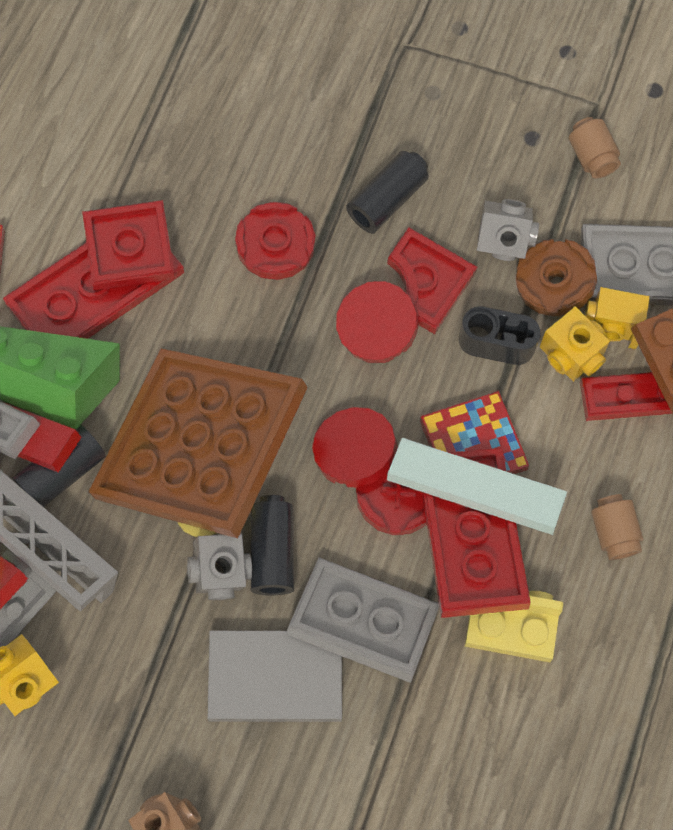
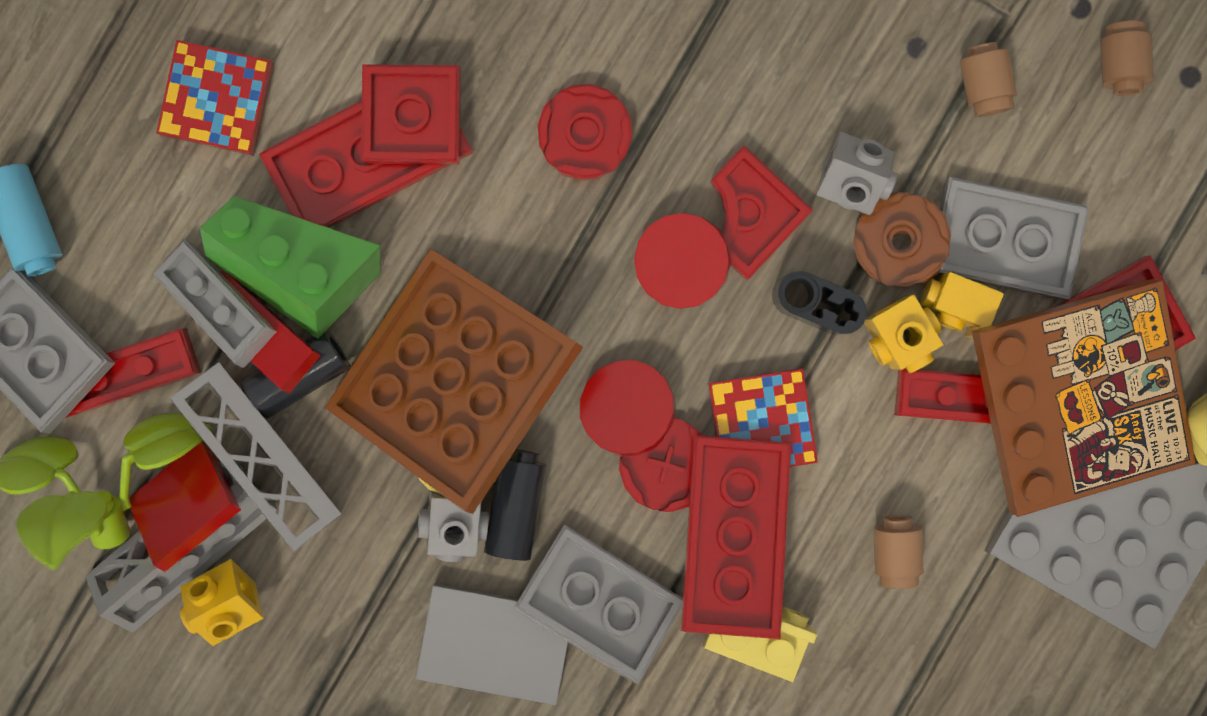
camera: 15 degrees right, 20 degrees up
(388, 191) = (729, 95): black brick -> none
(477, 486) = (752, 492): light aqua tile -> none

